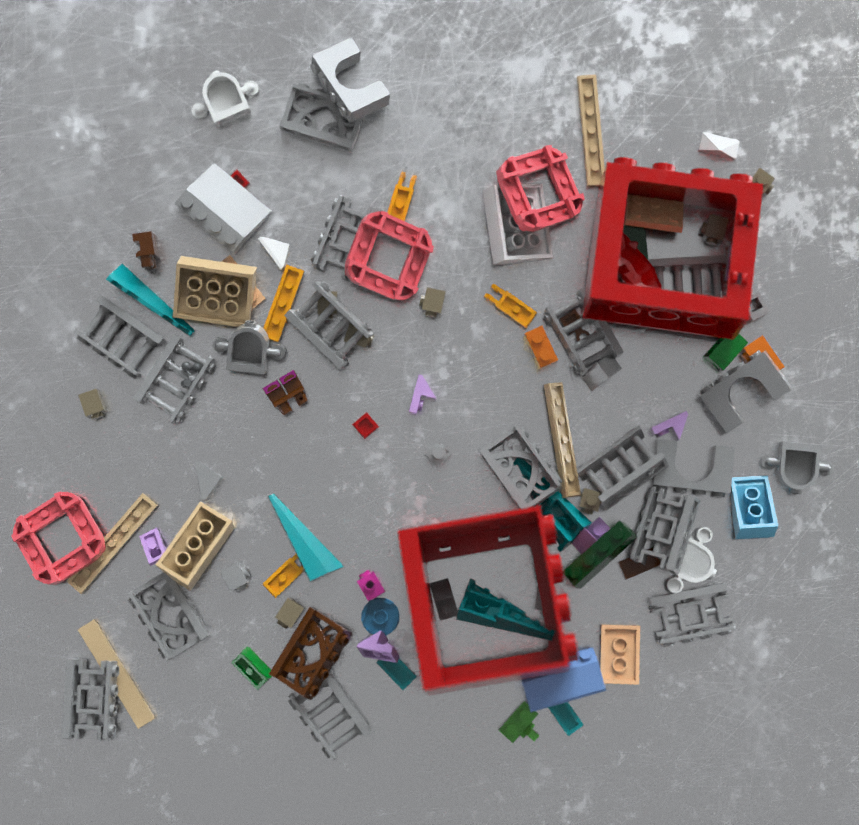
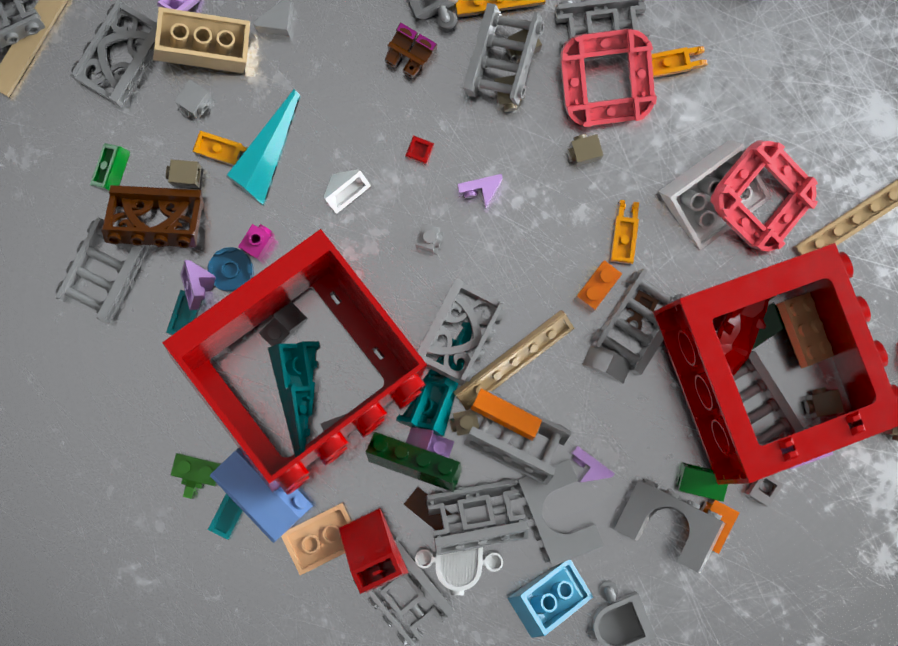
camera: 55 degrees right, 0 degrees up
(364, 497) = (345, 188): none -> white slope
(601, 467) = (506, 414): none -> orange tile
(650, 620) = (371, 552): none -> red slope

